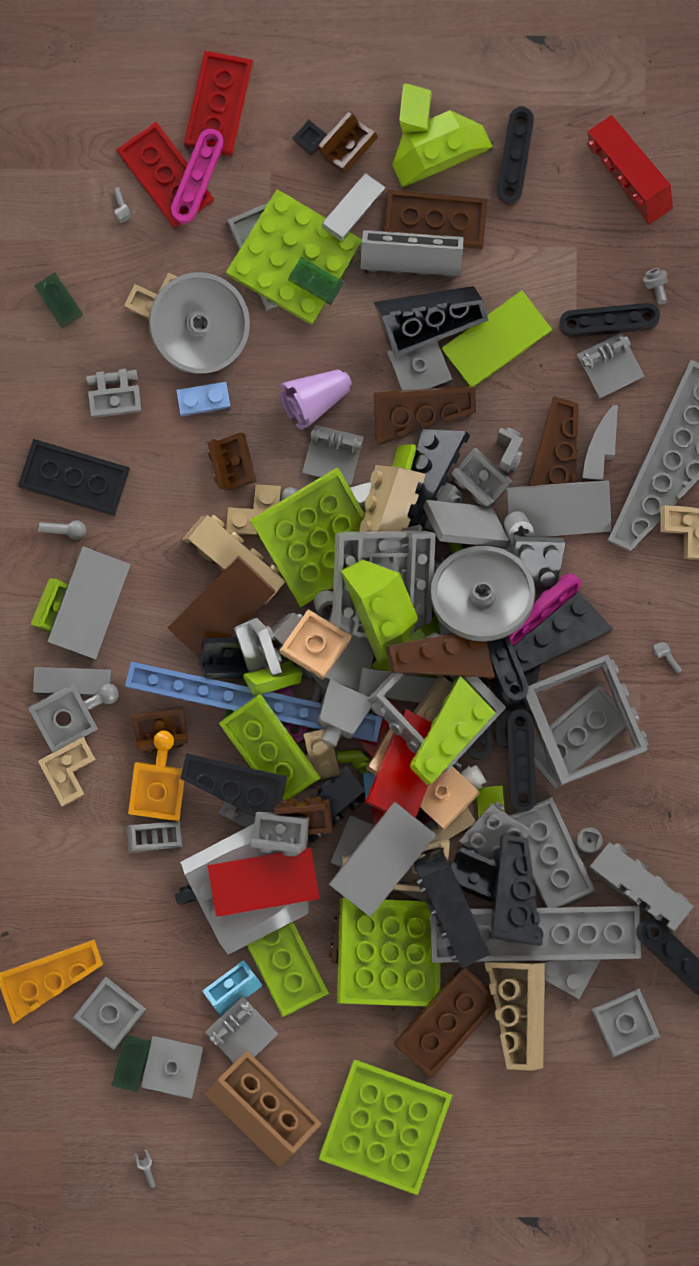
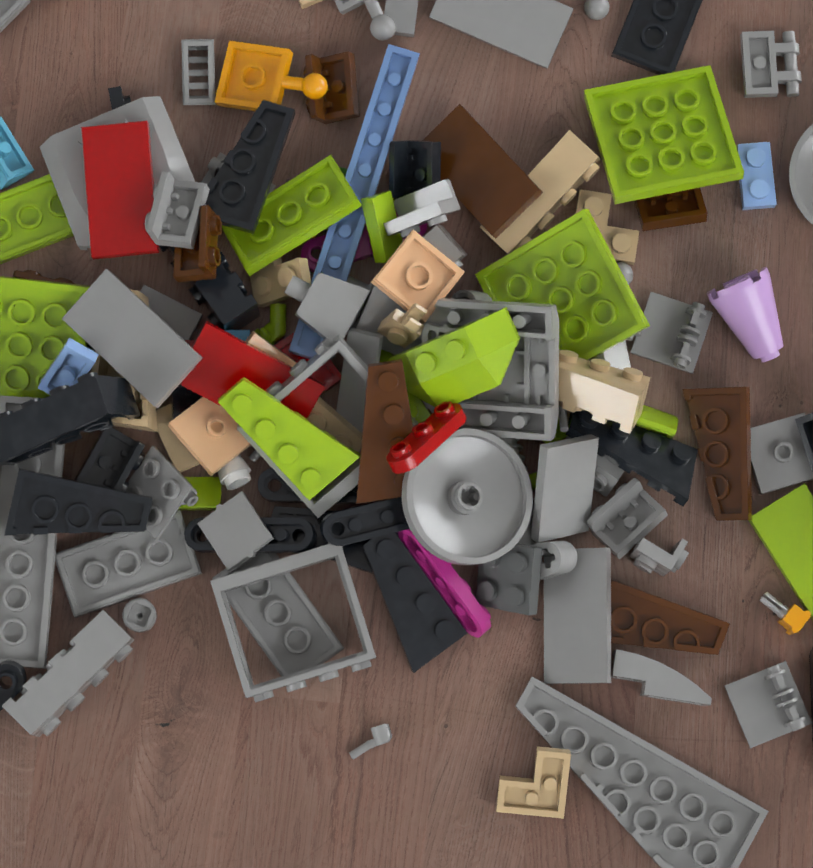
camera: 85 degrees right, 0 degrees up
(180, 470) = (663, 134): none -> lime plate
(356, 652) = (403, 327): none -> tan plate
(410, 908) = (69, 364): none -> light blue plate
(444, 624) = (426, 437): none -> red plate
(520, 770) = (235, 531): none -> light grey piece
(543, 352) = (791, 617): none -> light orange piece

